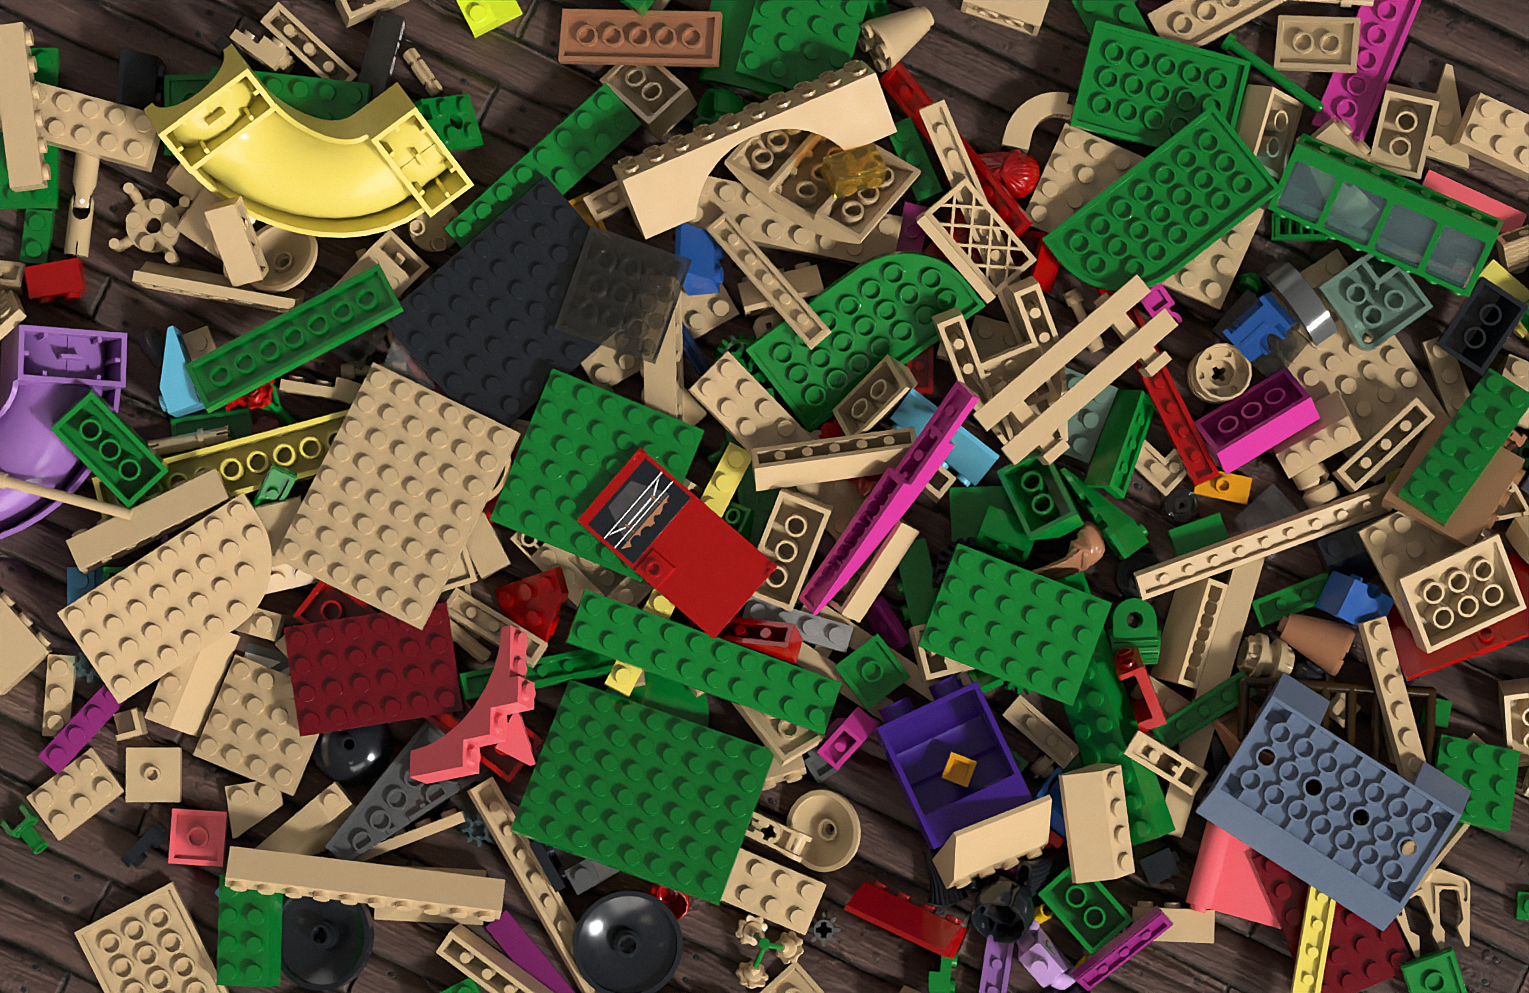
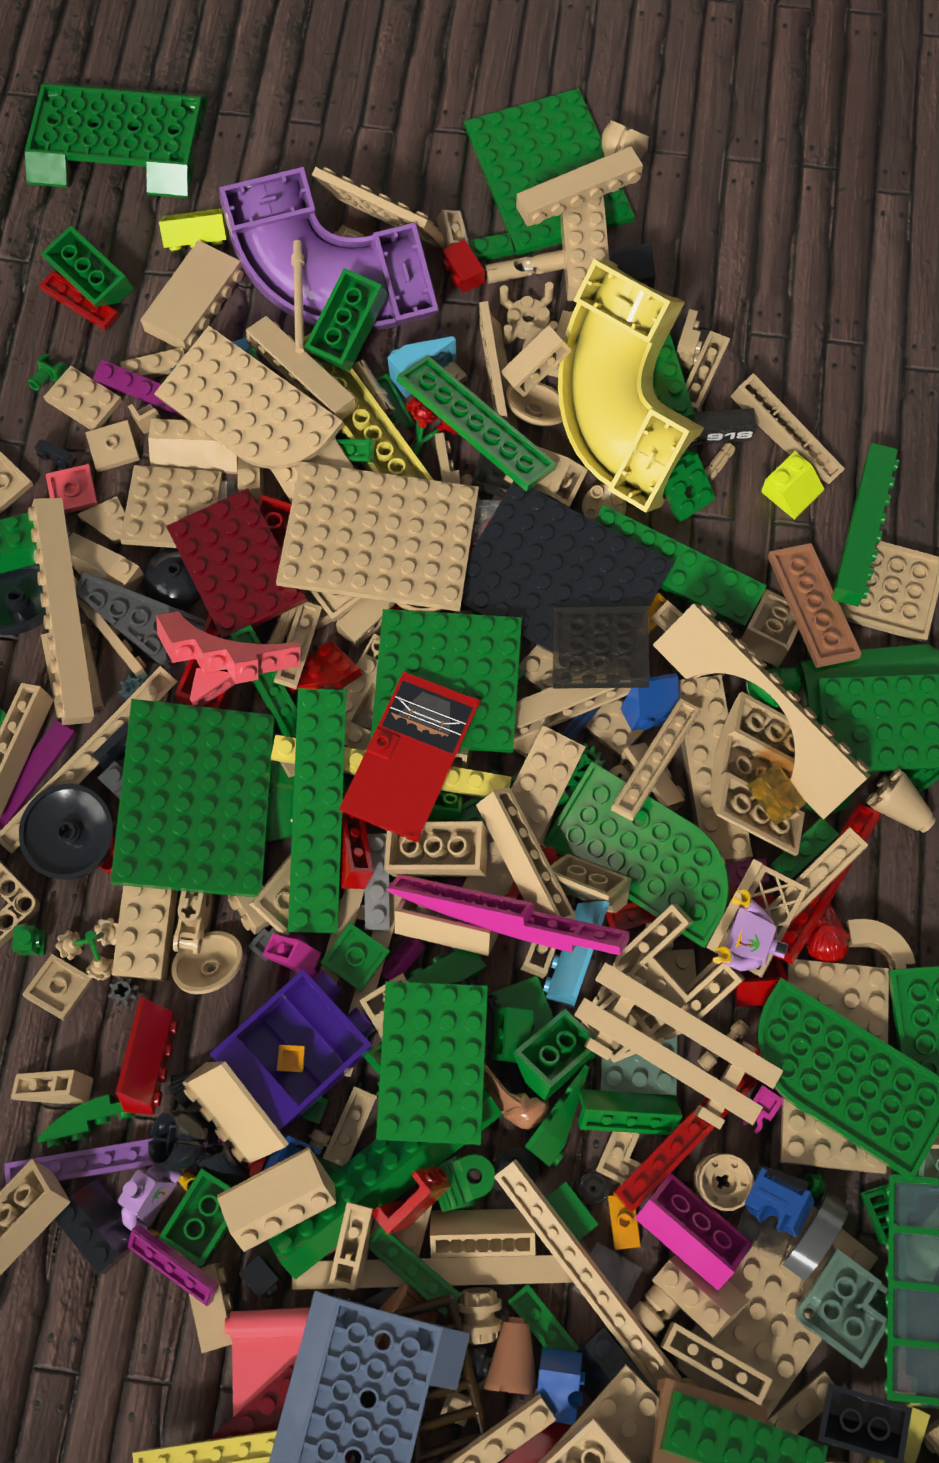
camera: 75 degrees right, 15 degrees down
(998, 256) = (750, 937): none -> lavender torso

